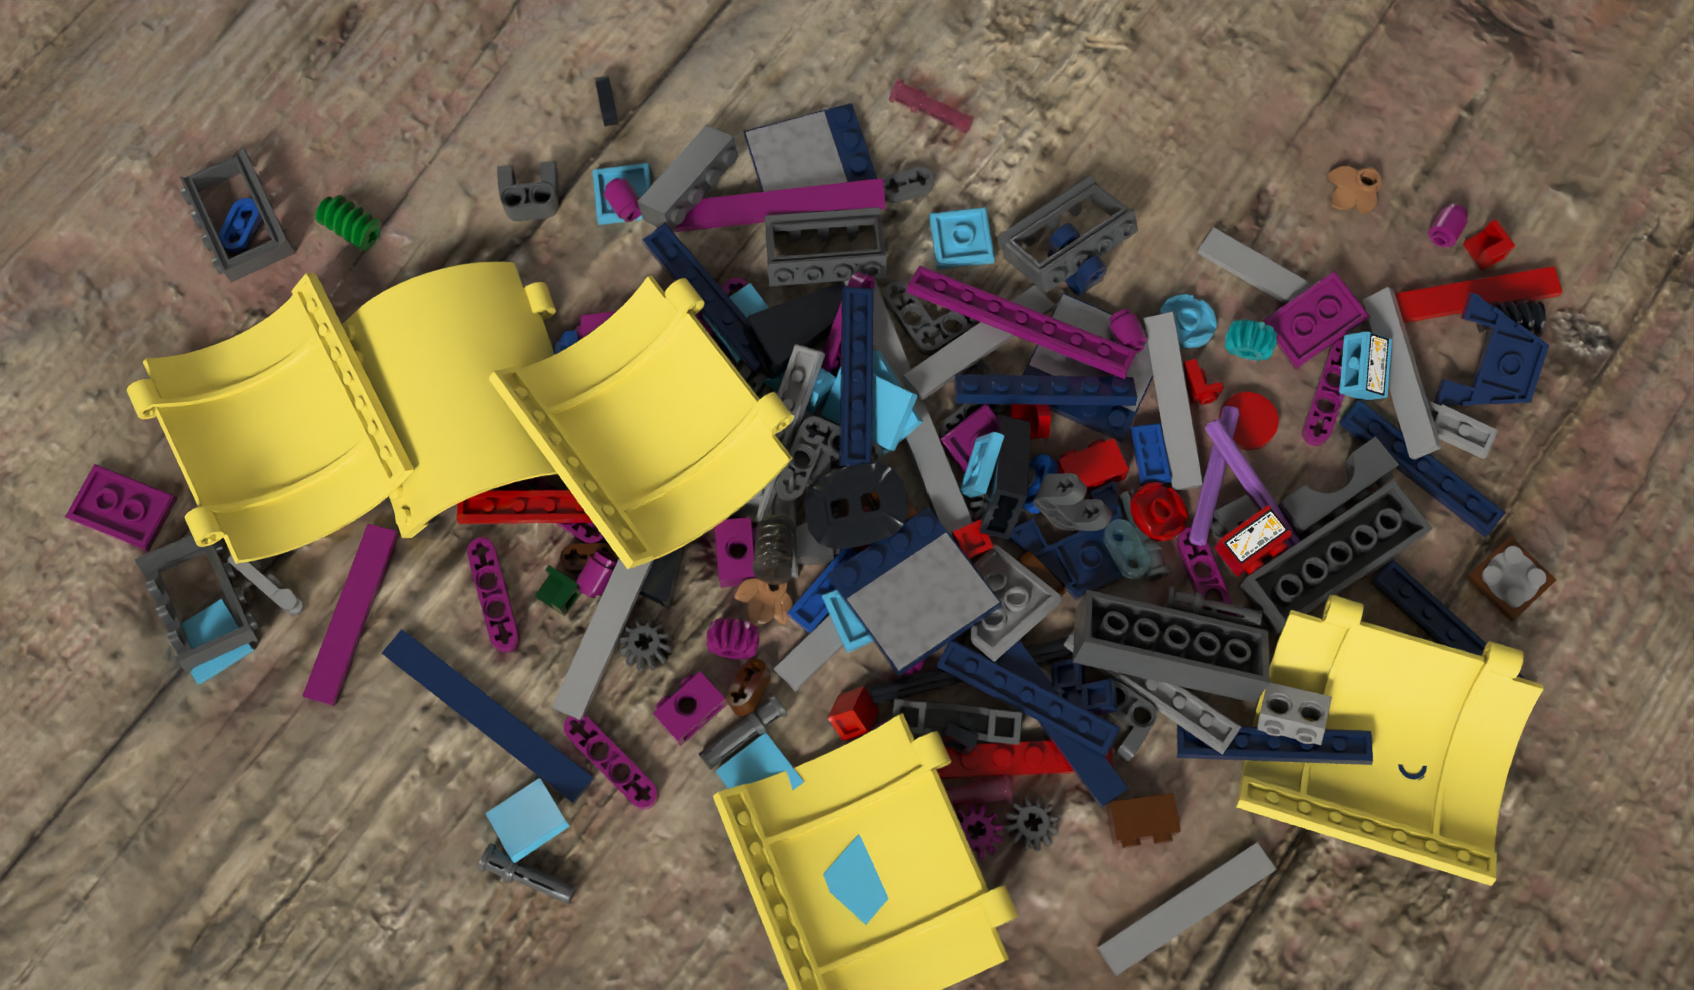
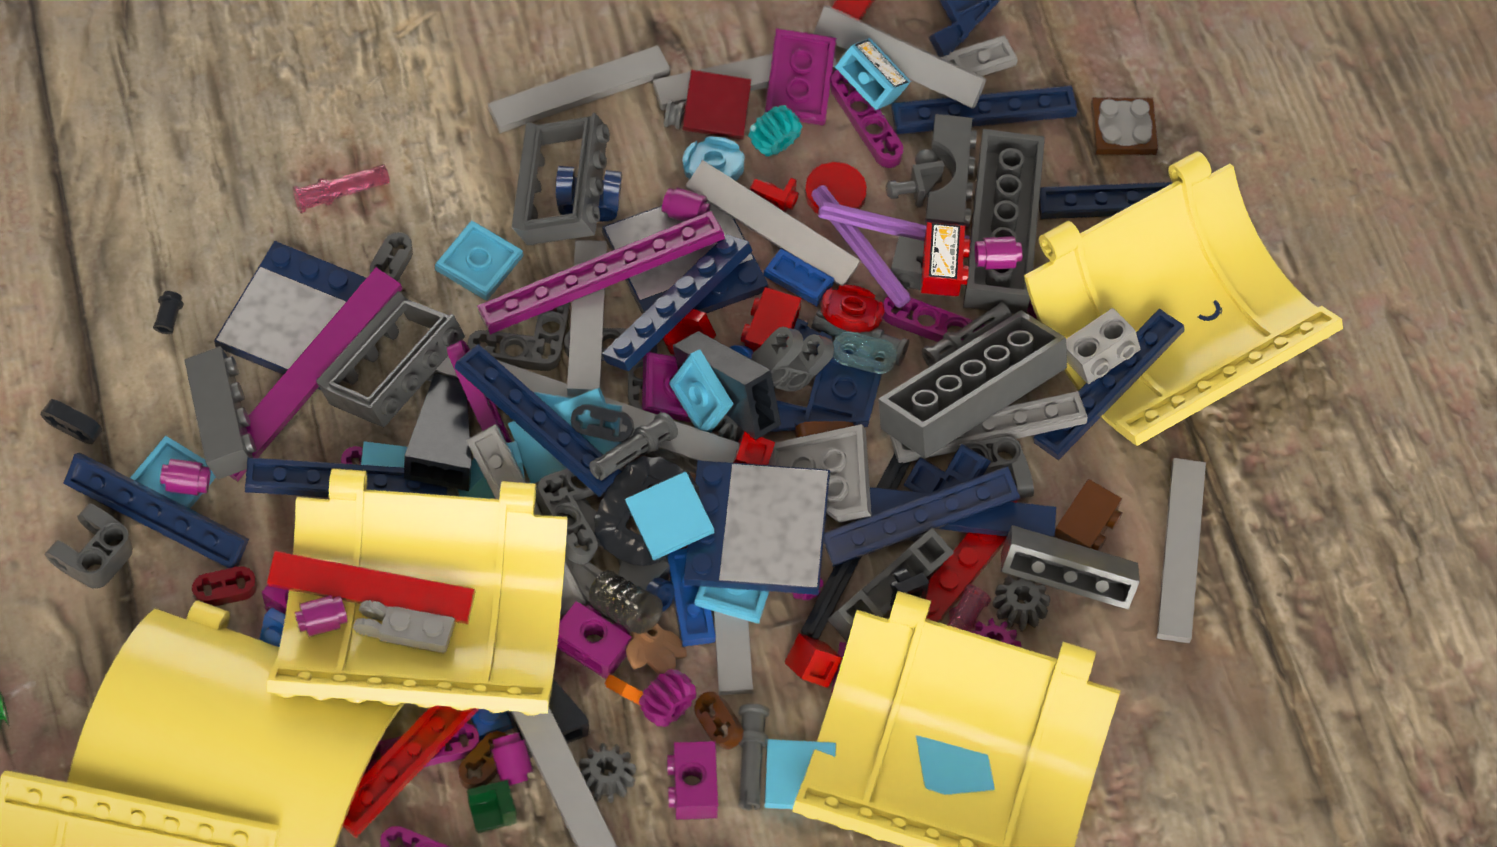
camera: 55 degrees left, 10 degrees down
(570, 296) = (225, 586): none -> dark red beam
(584, 365) = (321, 615): none -> magenta brick
(588, 205) = (156, 511): none -> dark blue tile
(625, 426) = (405, 626): none -> light grey hinge
(634, 379) = (363, 584): none -> red tile
(719, 603) = (623, 688): none -> orange tile
(738, 87) = (170, 304): none -> black pin
(806, 567) = (662, 589): none -> dark blue tile
(860, 524) = (669, 515): none -> medium azure tile
(886, 423) = (603, 414): none -> black beam
(907, 458) = (644, 440): none -> dark grey pin
(1086, 839) = (1070, 567): none -> dark grey brick
(1159, 187) = (578, 89): none -> light grey tile
(1198, 263) = (674, 114): none -> dark grey bush
(1235, 284) = (716, 104): none -> dark red tile
(1293, 575) = (997, 253): none -> magenta brick
(1318, 471) = (923, 178): none -> dark grey piece

